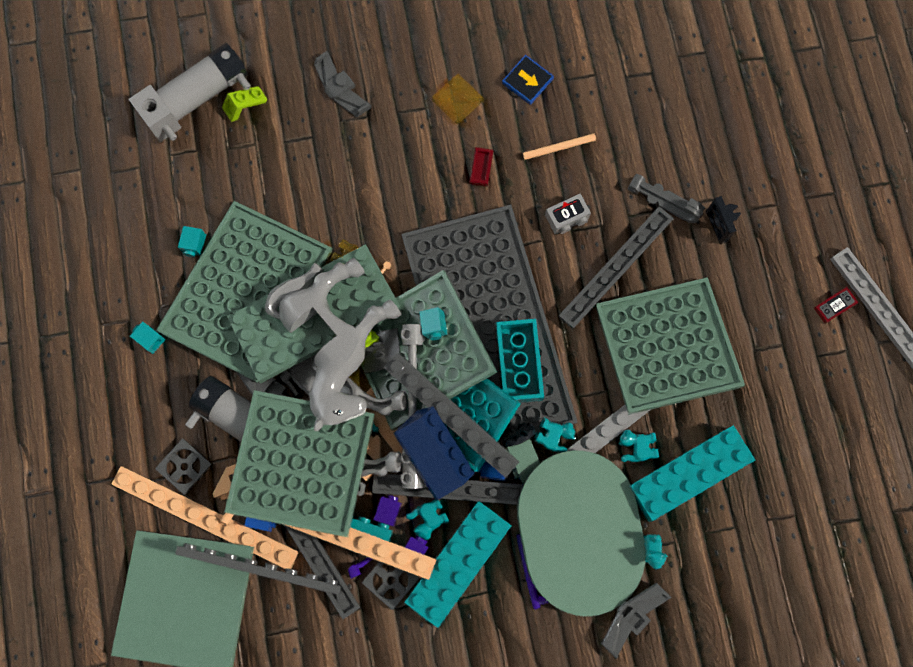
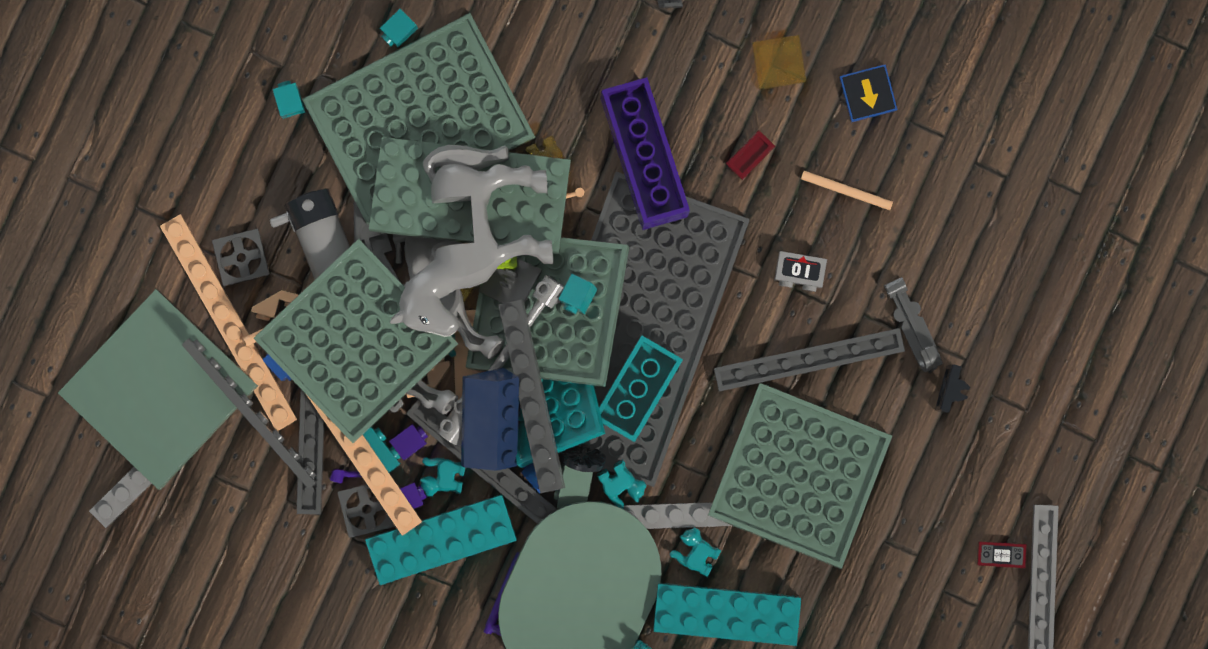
camera: 35 degrees right, 10 degrees up
(412, 207) = (644, 153): none -> dark purple brick

